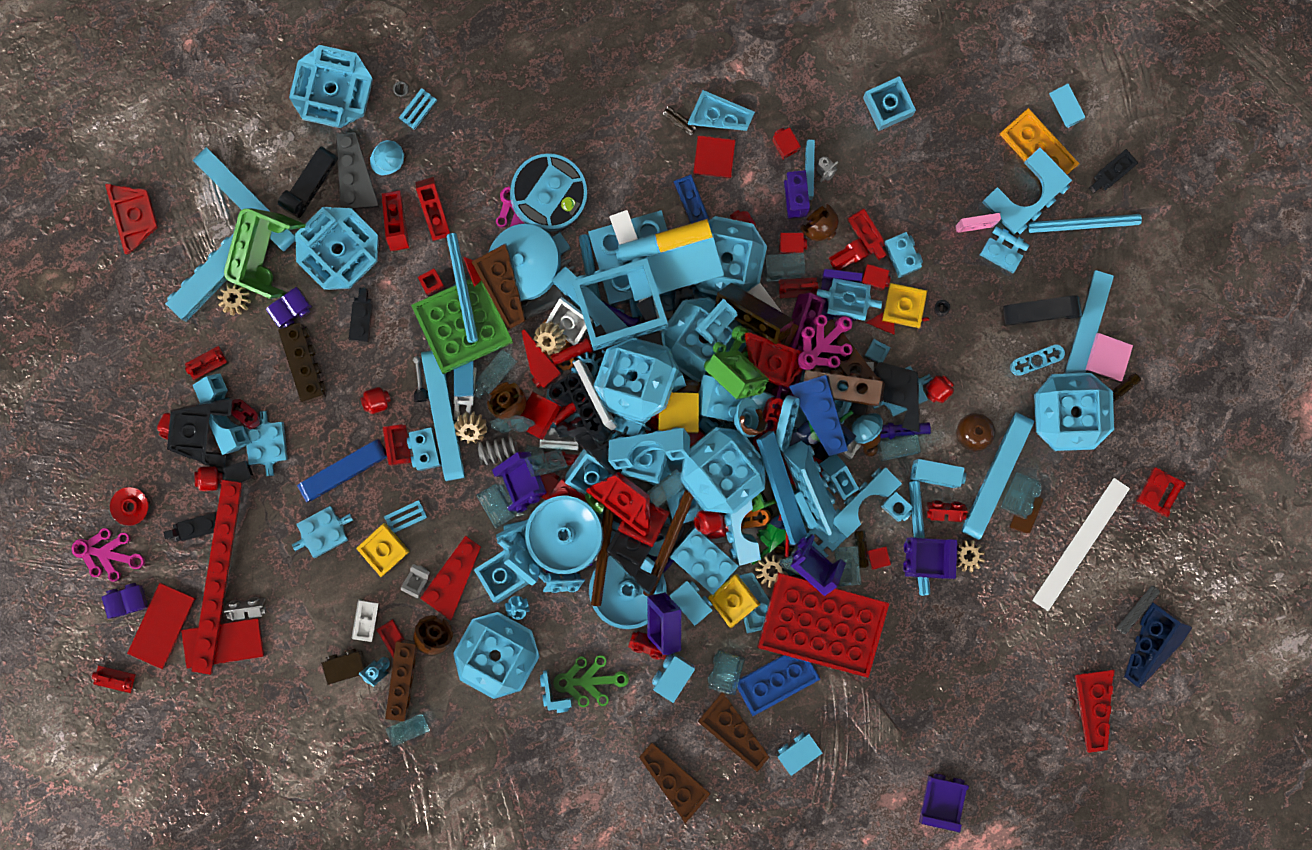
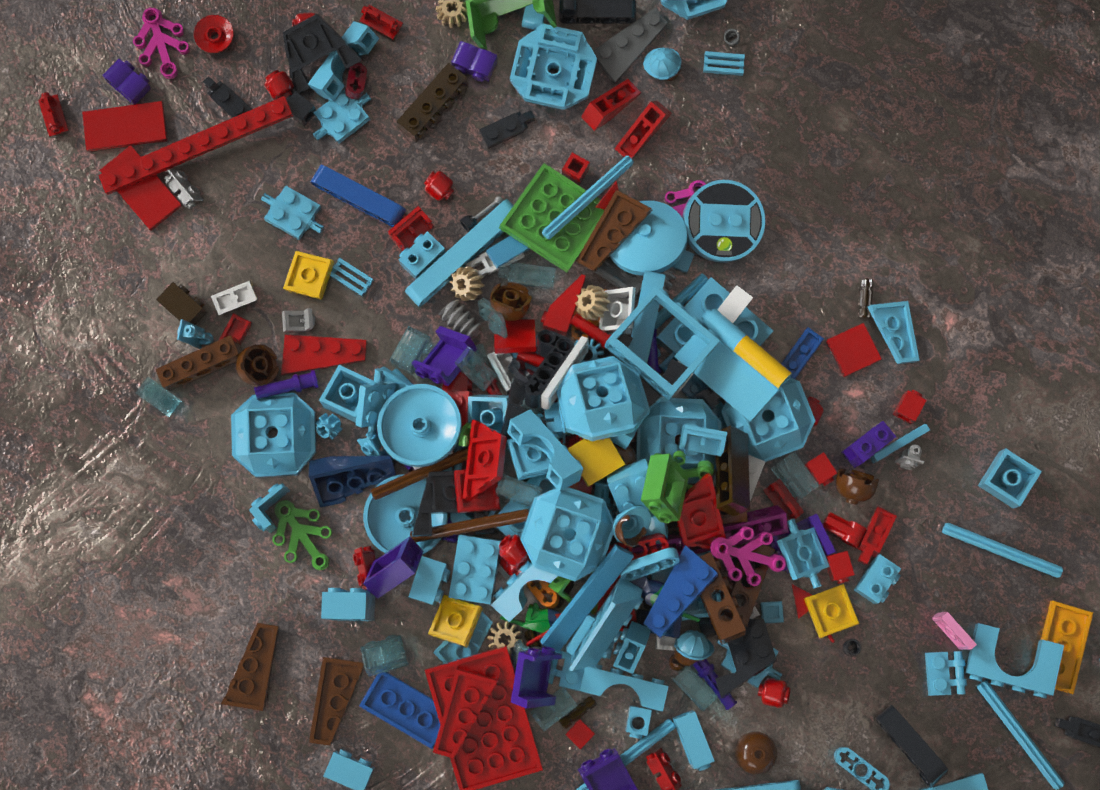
camera: 55 degrees right, 5 degrees down
(466, 612) = (295, 383): none -> dark purple pin
(564, 622) = (341, 476): none -> dark blue wedge
(802, 631) = (463, 706): none -> red wing
(938, 145) = (1002, 550): none -> medium azure axle

